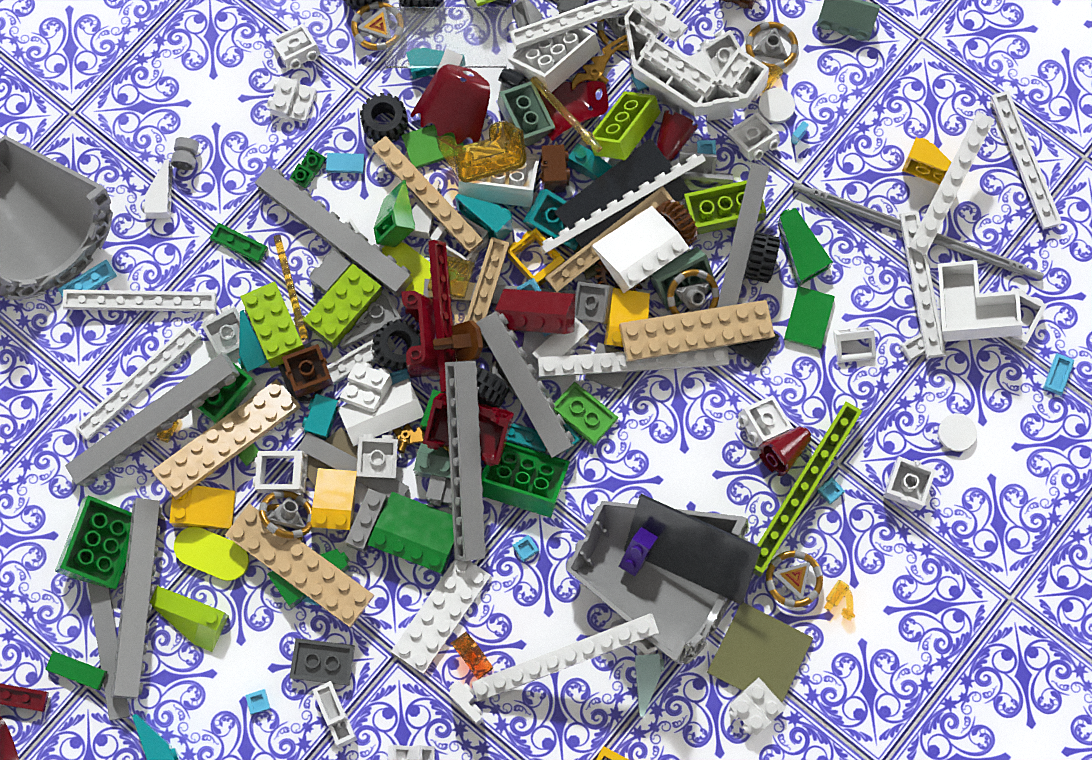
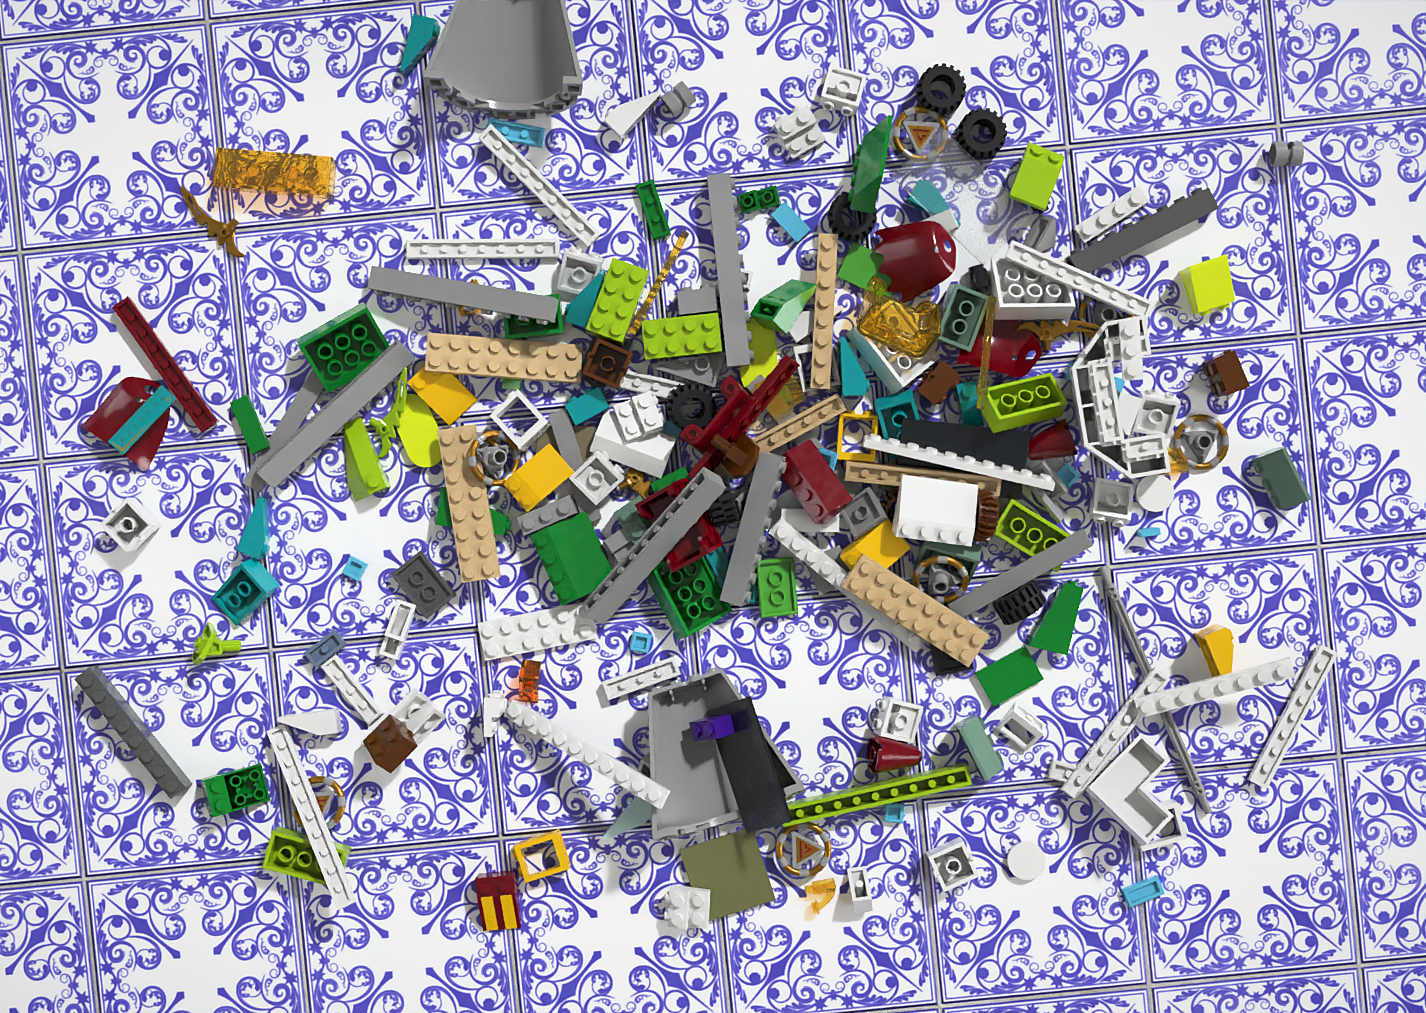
camera: 45 degrees right, 15 degrees up
(183, 574) = (385, 426): none -> lime piece
(364, 69) = (869, 167): none -> green slope
(551, 572) = (641, 677): none -> white plate
(840, 384) = (979, 746): none -> sand green slope
(866, 569) = (860, 890): none -> white slope

